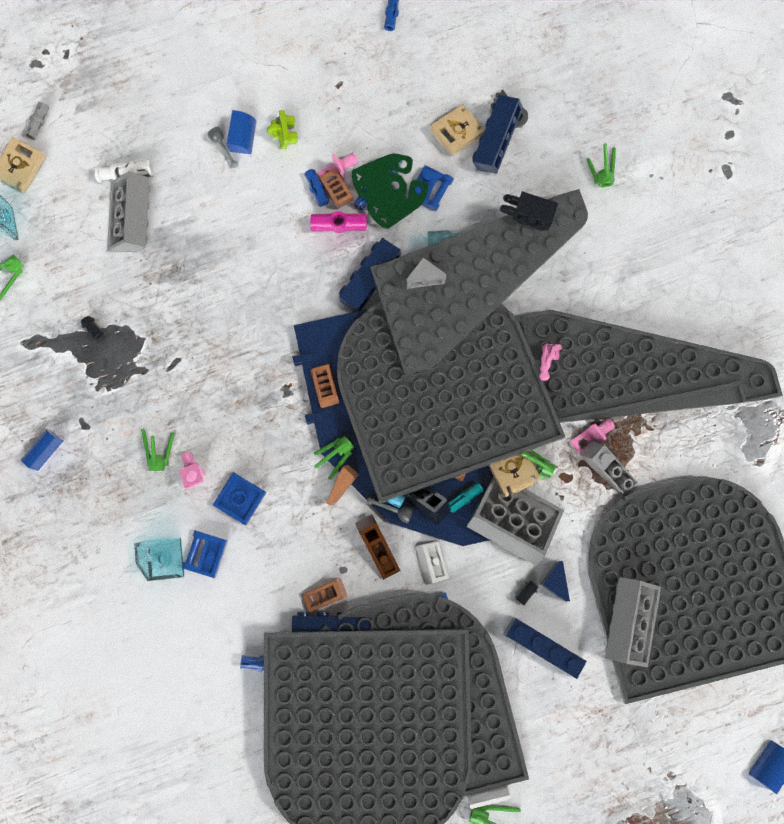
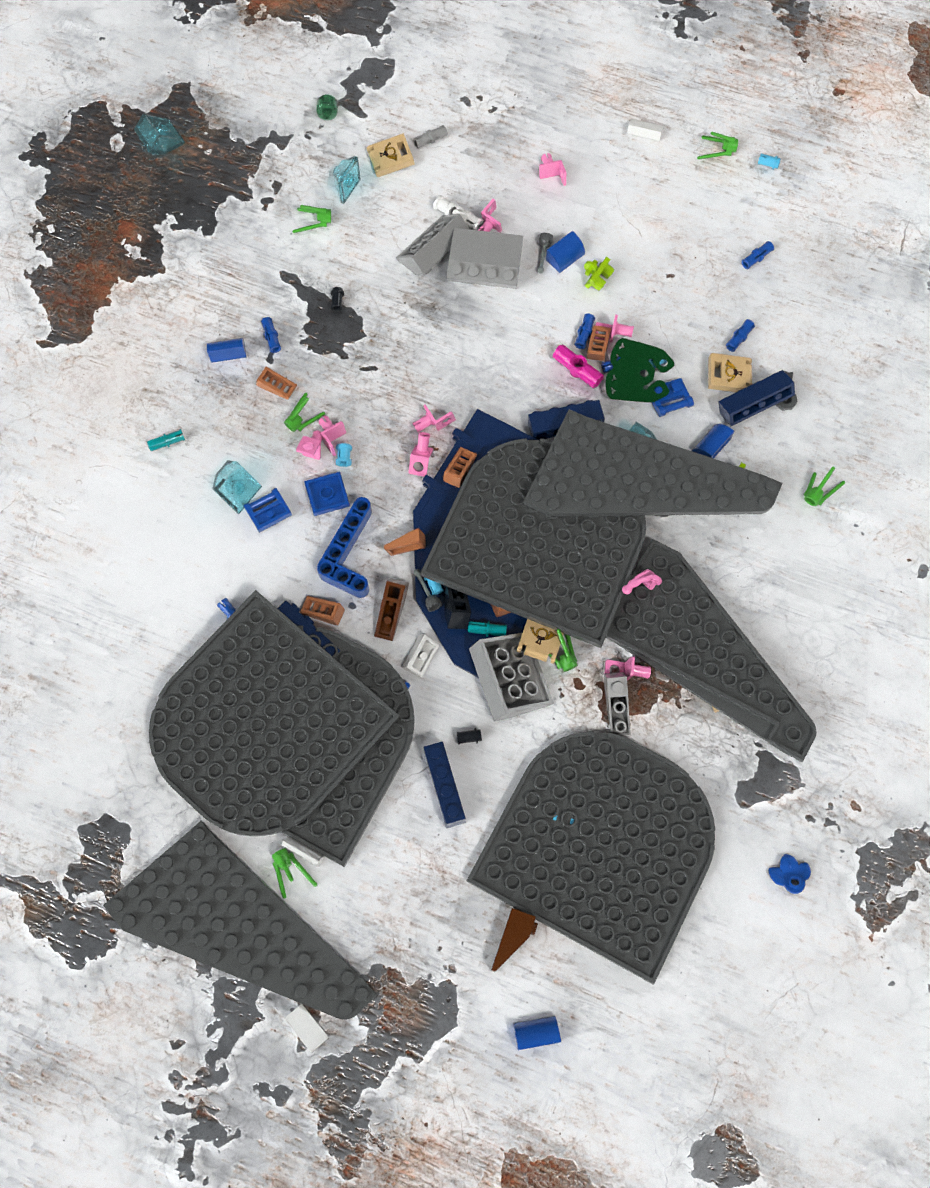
camera: 40 degrees right, 10 degrees down
(65, 570) = (165, 440): none -> teal axle
(66, 405) = (271, 334): none -> blue pin
(109, 436) = (267, 372): none -> nougat slope
(156, 157) = (489, 222): none -> bright pink bracket
(164, 69) = (552, 168): none -> bright pink bracket
(183, 191) = (485, 258): none -> light grey slope
(195, 445) = (331, 432): none -> bright pink bracket
(223, 455) = (343, 455): none -> medium azure bush
(263, 367) = (429, 420): none -> bright pink bracket
(284, 401) = (421, 453): none -> bright pink bracket
(288, 534) = (344, 549): none -> blue beam
(343, 446) = (432, 517): bright green plant -> none
(425, 275) = (601, 443): light grey slope -> none
(437, 91) = (740, 335): none -> blue pin
(493, 193) = (714, 441): none -> blue brick
(530, 210) = (727, 464): black hinge -> none
(556, 581) = (498, 746): dark blue slope -> none
(633, 622) = (528, 823): light grey slope -> none
(696, 712) = (516, 932): none -> reddish brown slope

